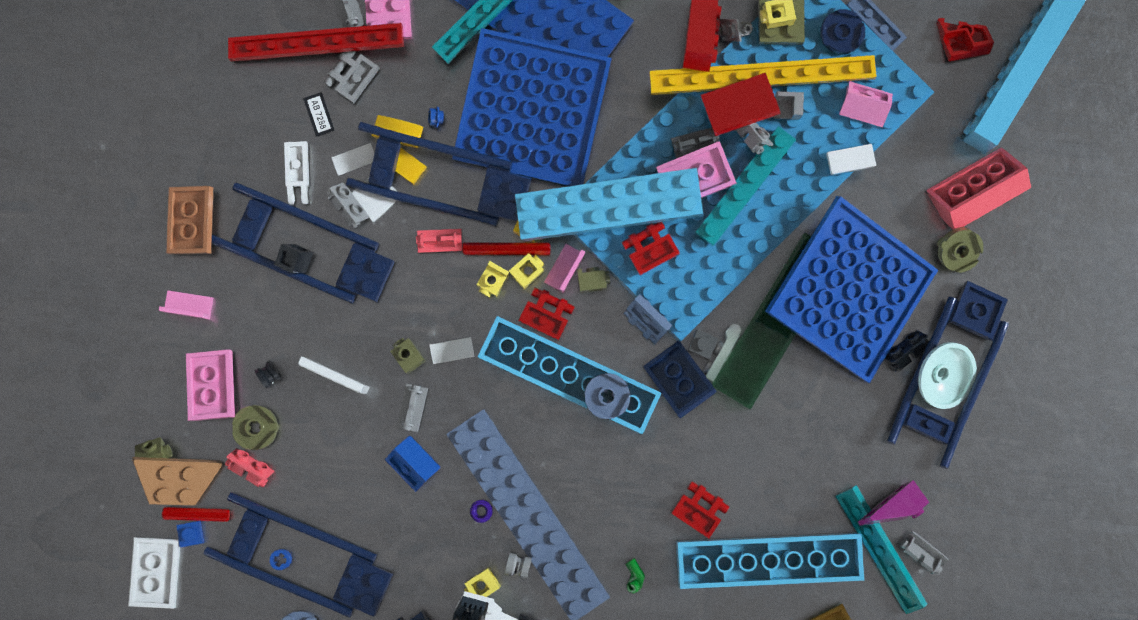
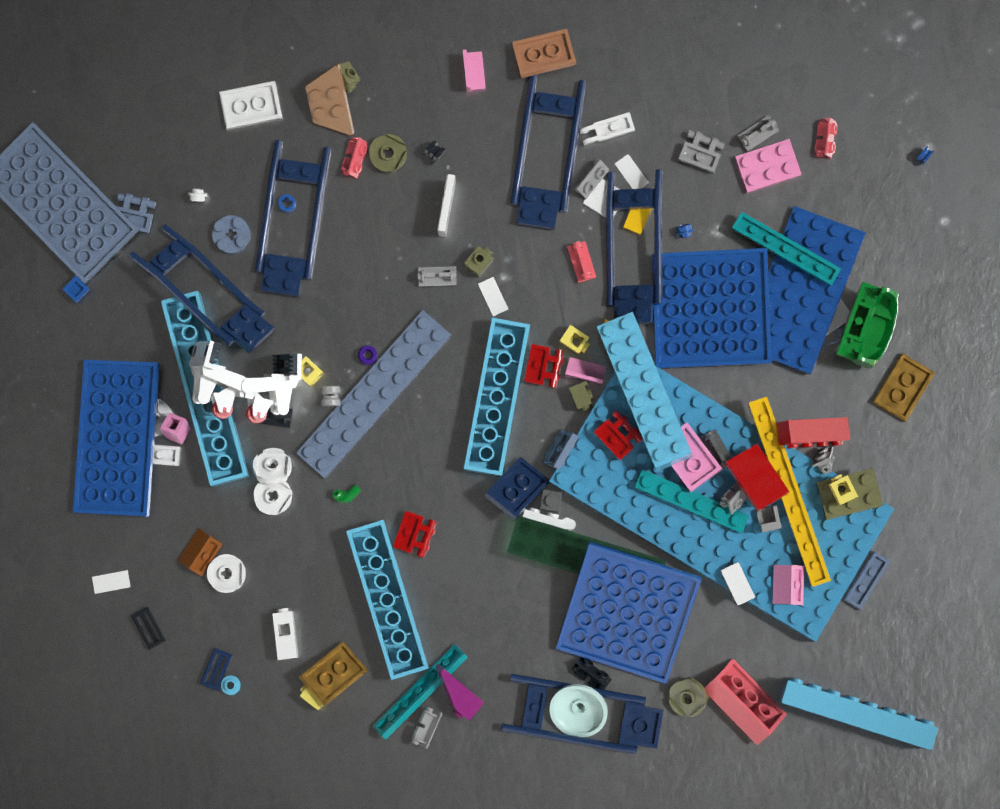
camera: 80 degrees right, 0 degrees up
(190, 534) = (289, 125): blue plate -> none
(195, 514) = (306, 125): red axle -> none
(210, 385) = (413, 107): bright pink plate -> none
(293, 258) = (534, 146): black brick -> none
(315, 42) = (720, 115): red plate -> none
(318, 114) = (661, 133): sticker -> none
(399, 126) = (667, 204): yellow slope -> none
(412, 463) = (392, 288): blue panel -> none
(496, 271) = (563, 320): light yellow brick -> none
(501, 248) = (589, 318): red axle -> none
(602, 384) = (496, 425): sand blue plate -> none
(842, 31) = (845, 550): dark blue tile -> none
(964, 39) = (871, 659): red slope -> none

